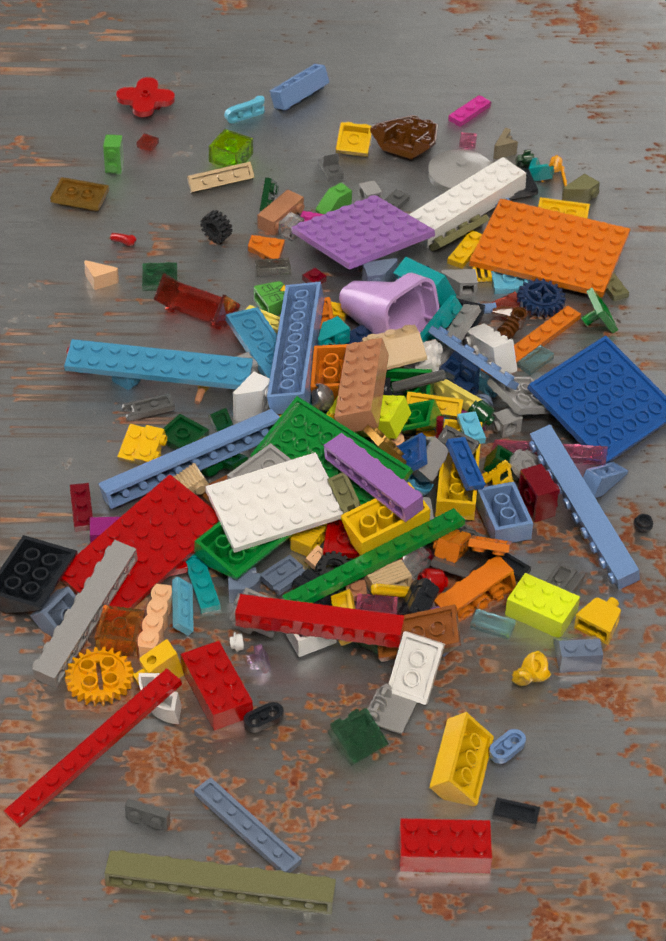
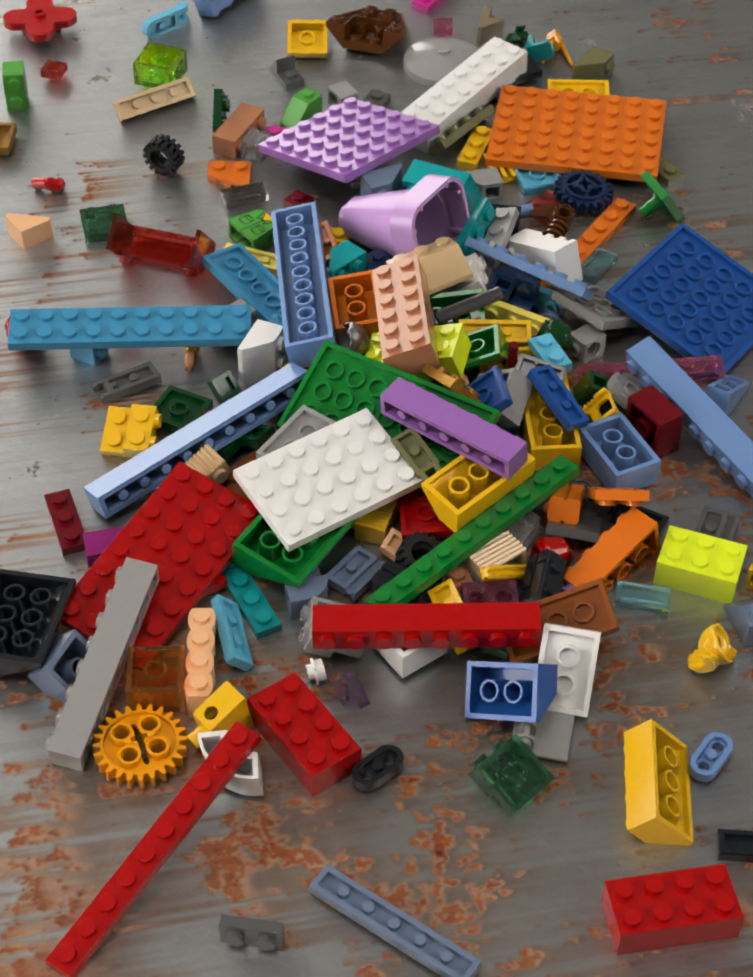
camera: 10 degrees left, 0 degrees up
(370, 676) = (509, 690): none -> blue slope

